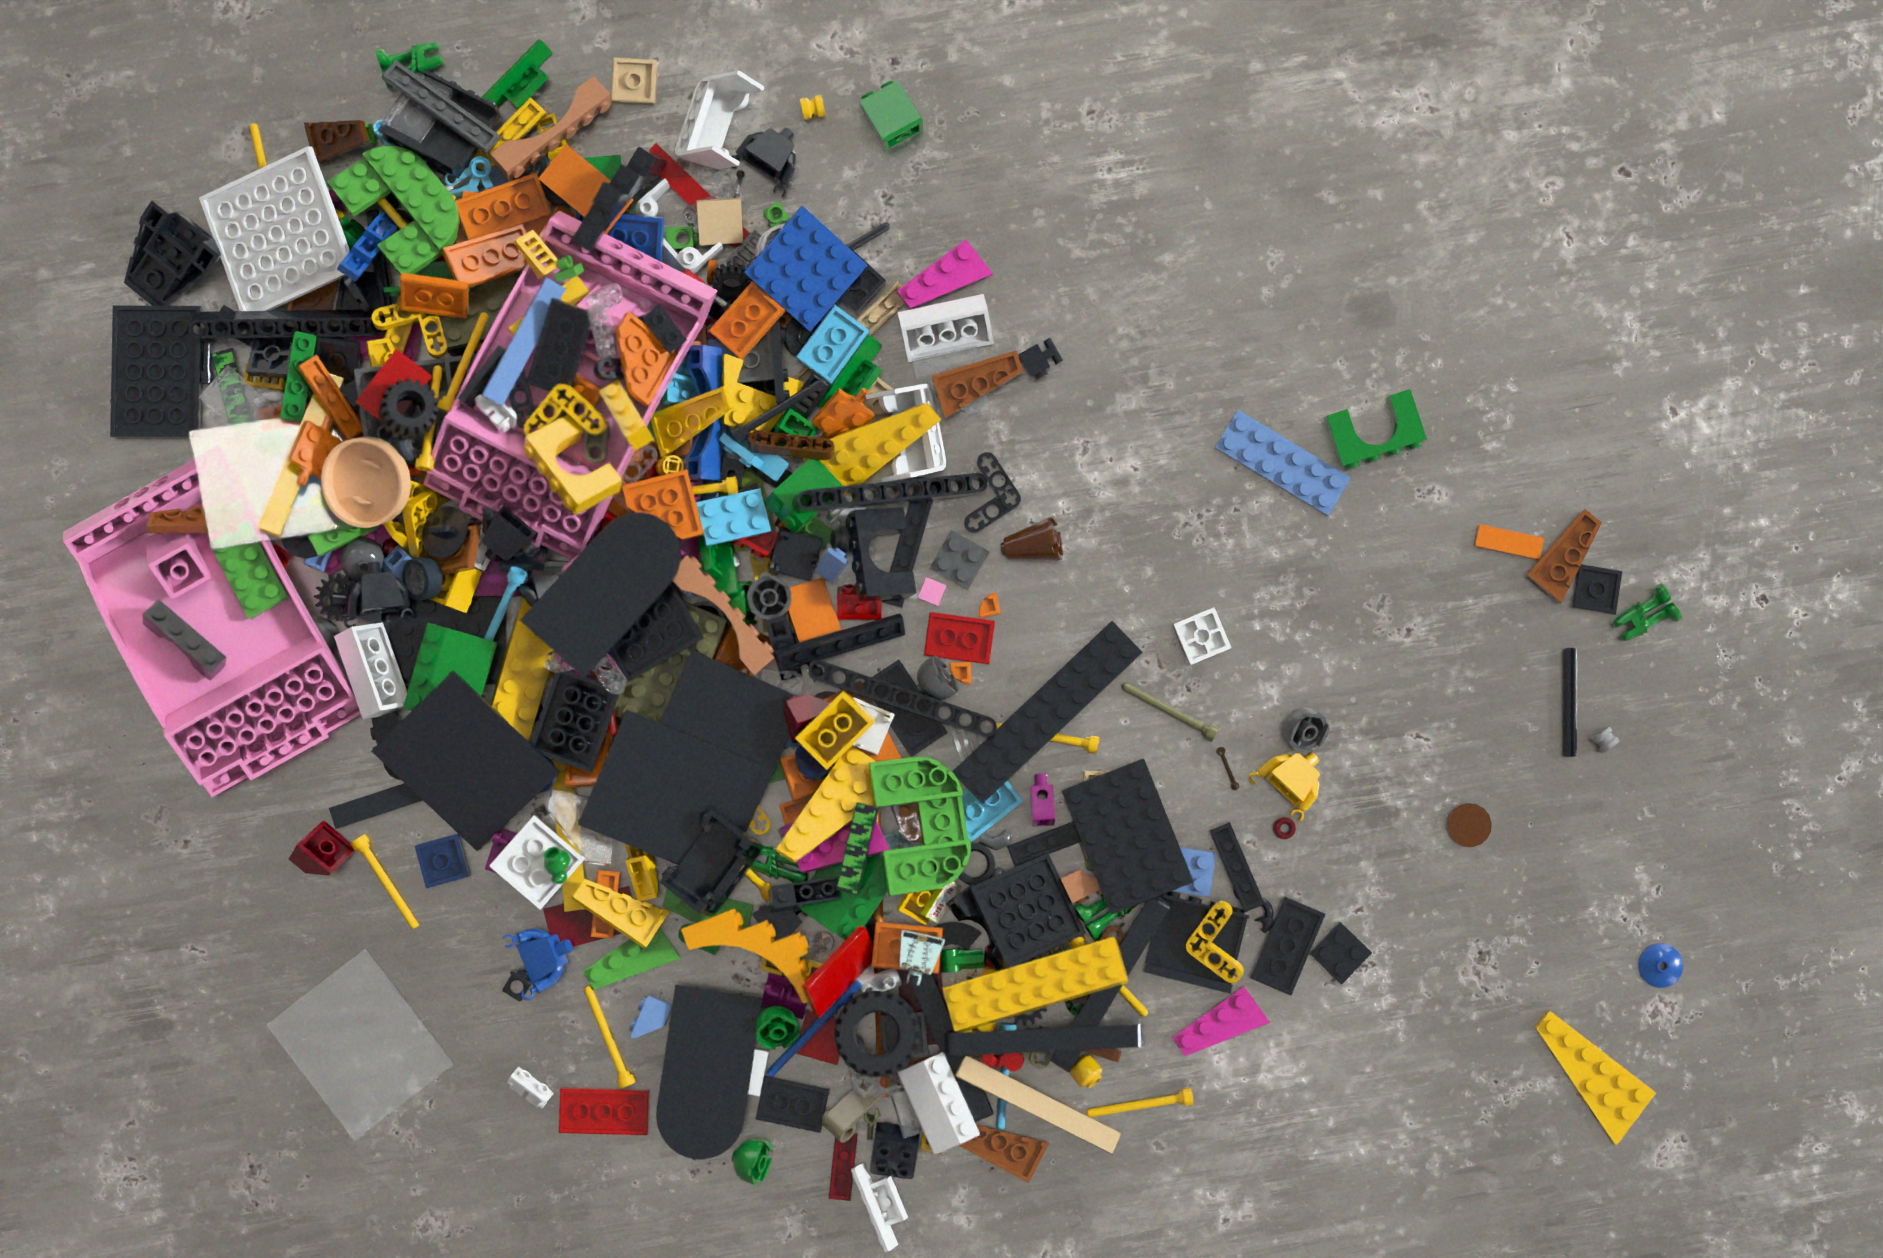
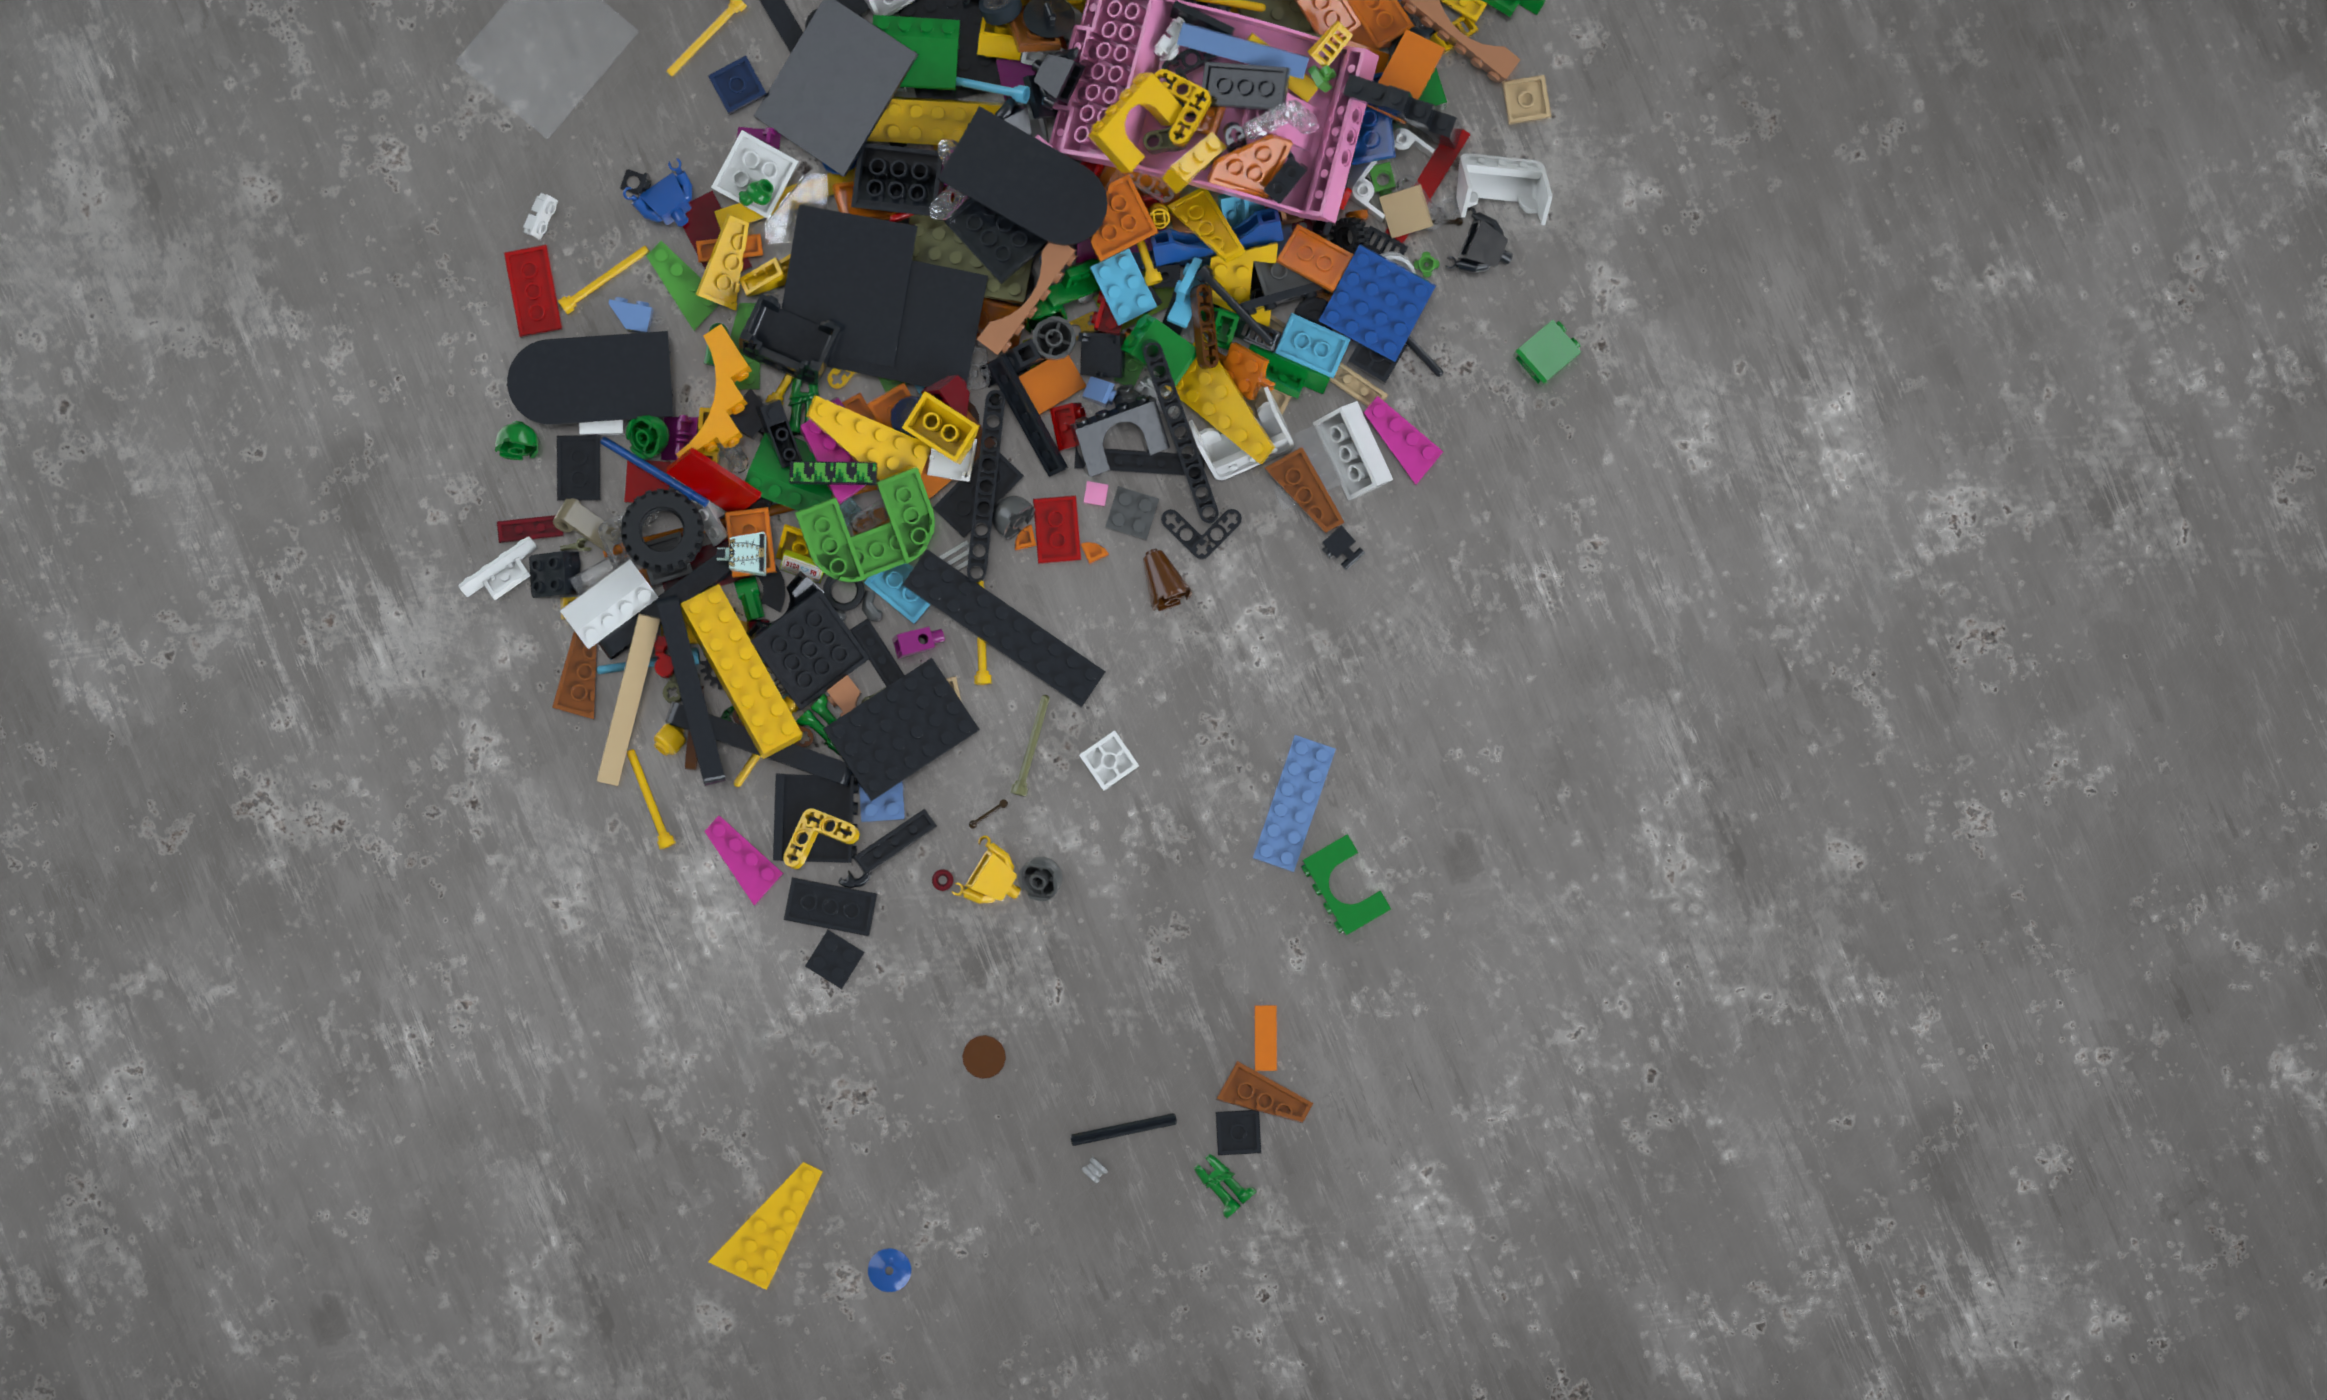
camera: 75 degrees right, 0 degrees up
(811, 107) = (1539, 278): yellow wheel -> none

